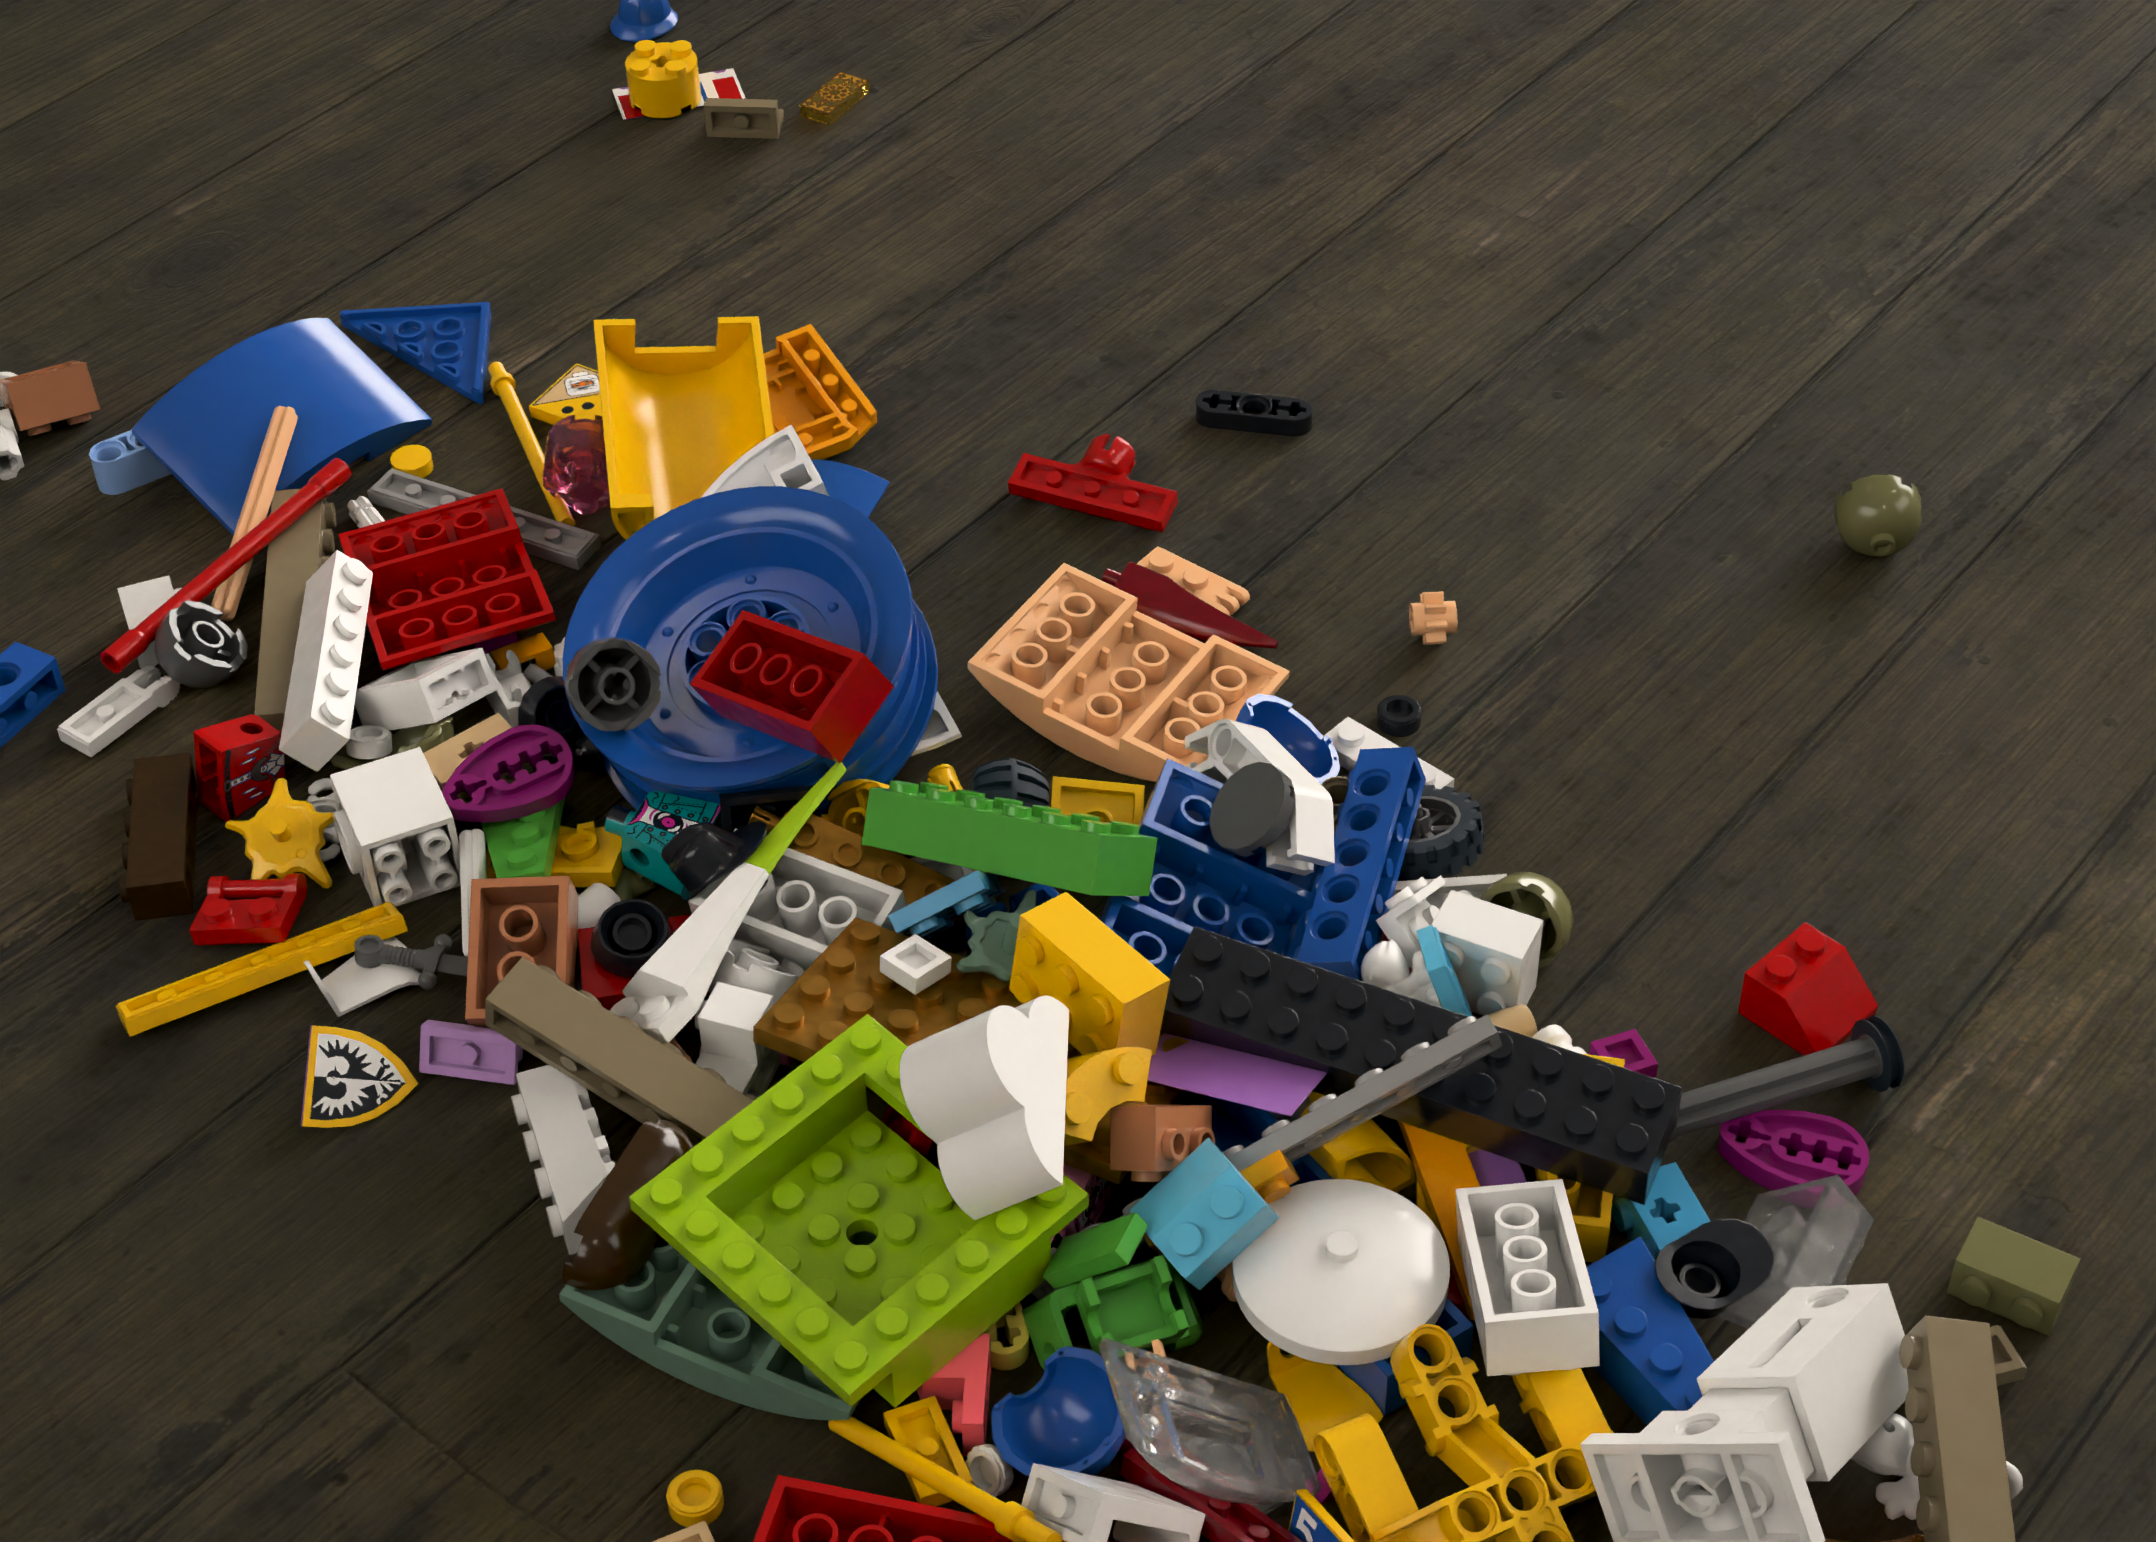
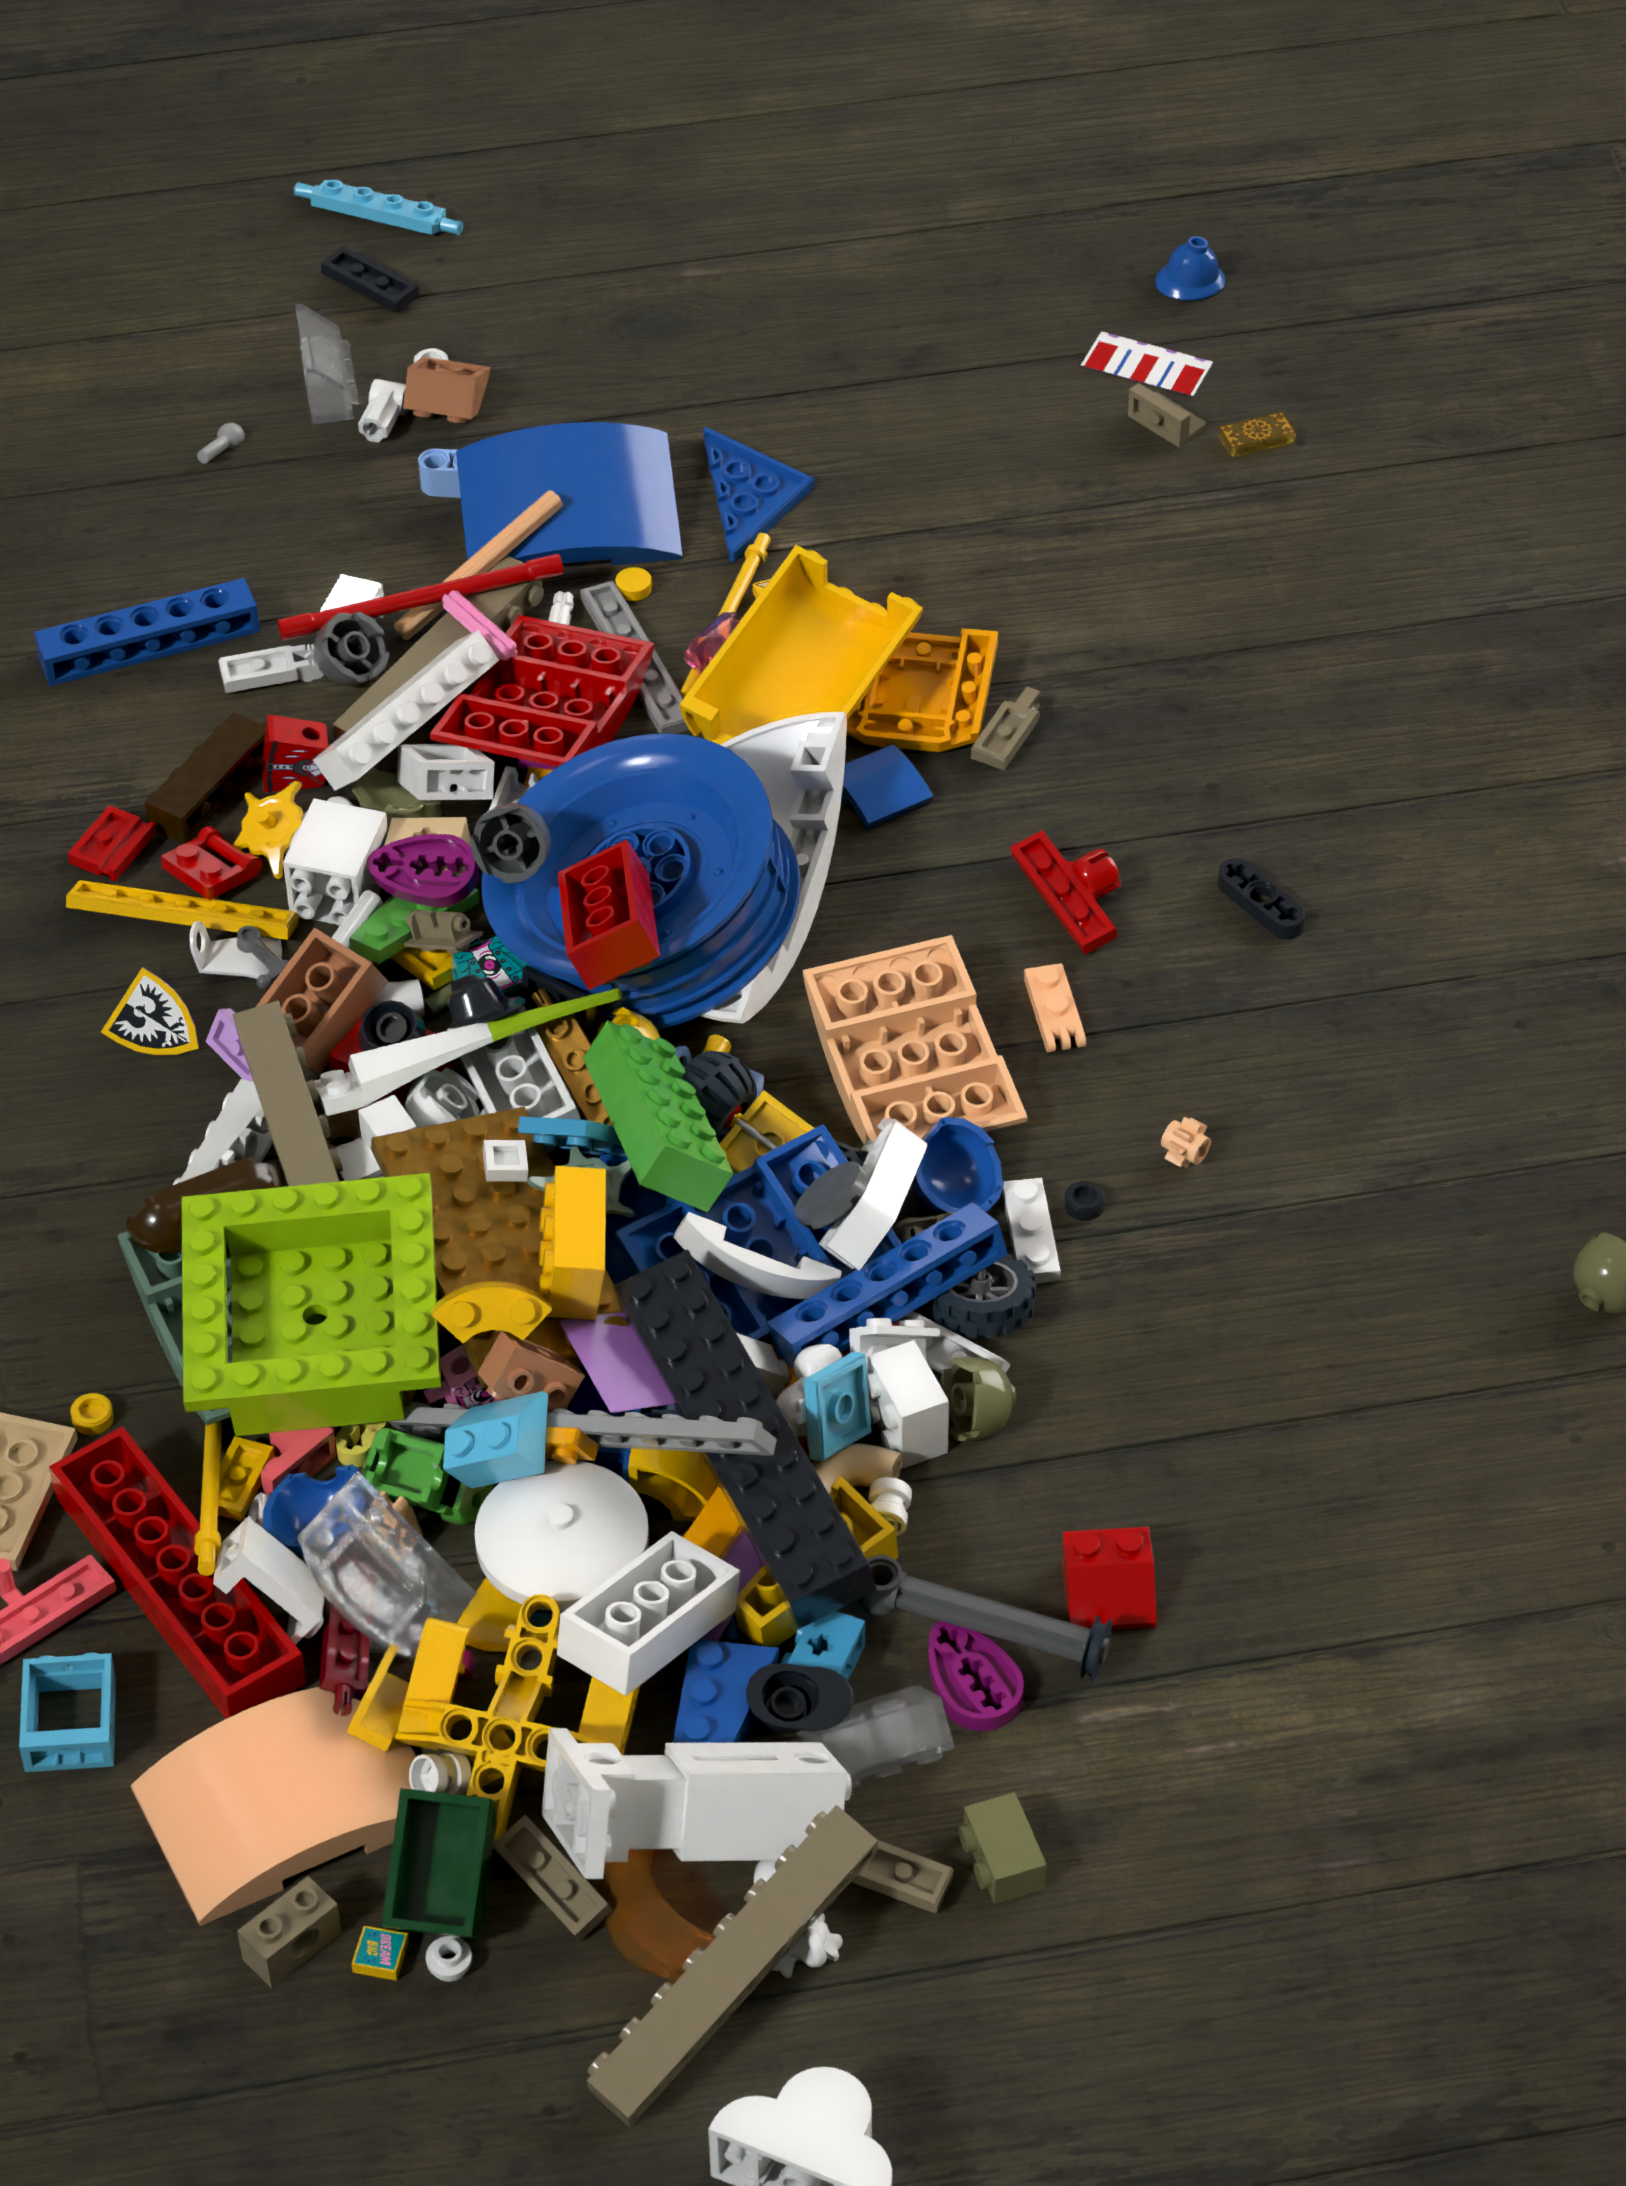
camera: 40 degrees right, 5 degrees up
(116, 951) = (111, 843): none -> red plate
(313, 553) = (474, 620): none -> bright pink axle
(369, 742) = (384, 788): white tile -> none
(607, 813) = (440, 931): none -> dark tan hinge
(663, 78) = (1132, 345): yellow brick -> none
(895, 401) = (1007, 730): none -> dark tan hinge
(994, 1102) = (410, 1271): white brick -> none
(1095, 1251) = (419, 1417): bright green tile -> none
(1179, 609) = (1008, 1010): dark red piece -> none
(1240, 919) = (748, 1268): none -> white slope
(1630, 1047) = (933, 1537): magenta plate -> none

